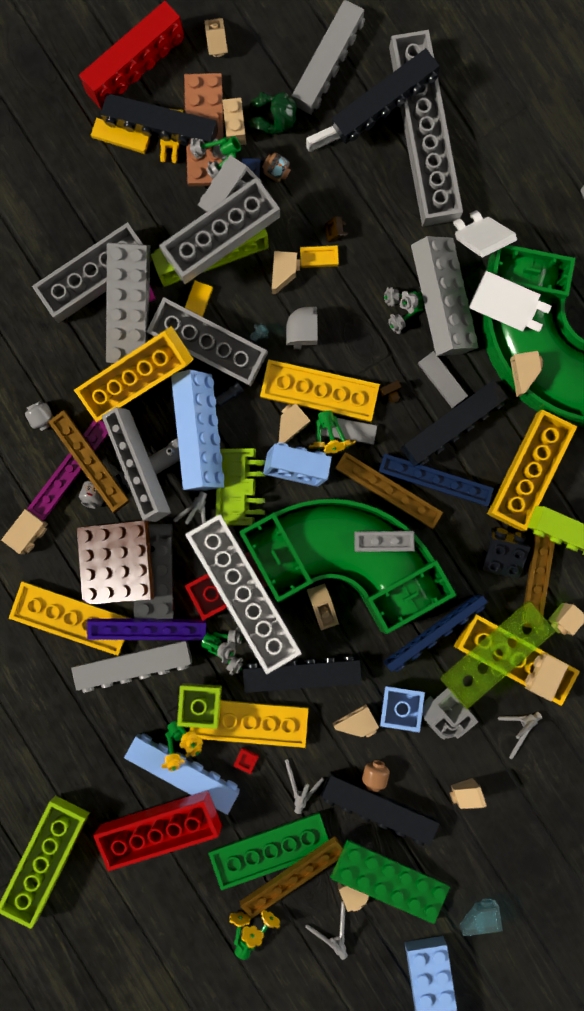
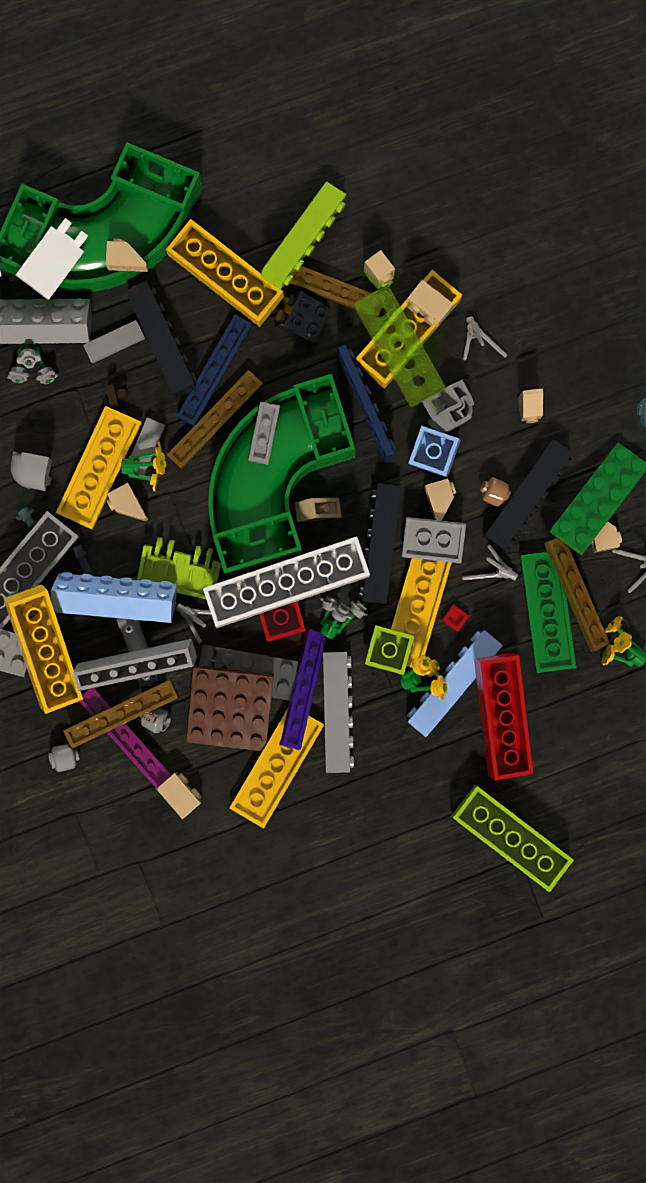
camera: 75 degrees left, 0 degrees up
(297, 464) = (169, 504): light blue brick -> none
(316, 726) = (433, 540): none -> light grey tile

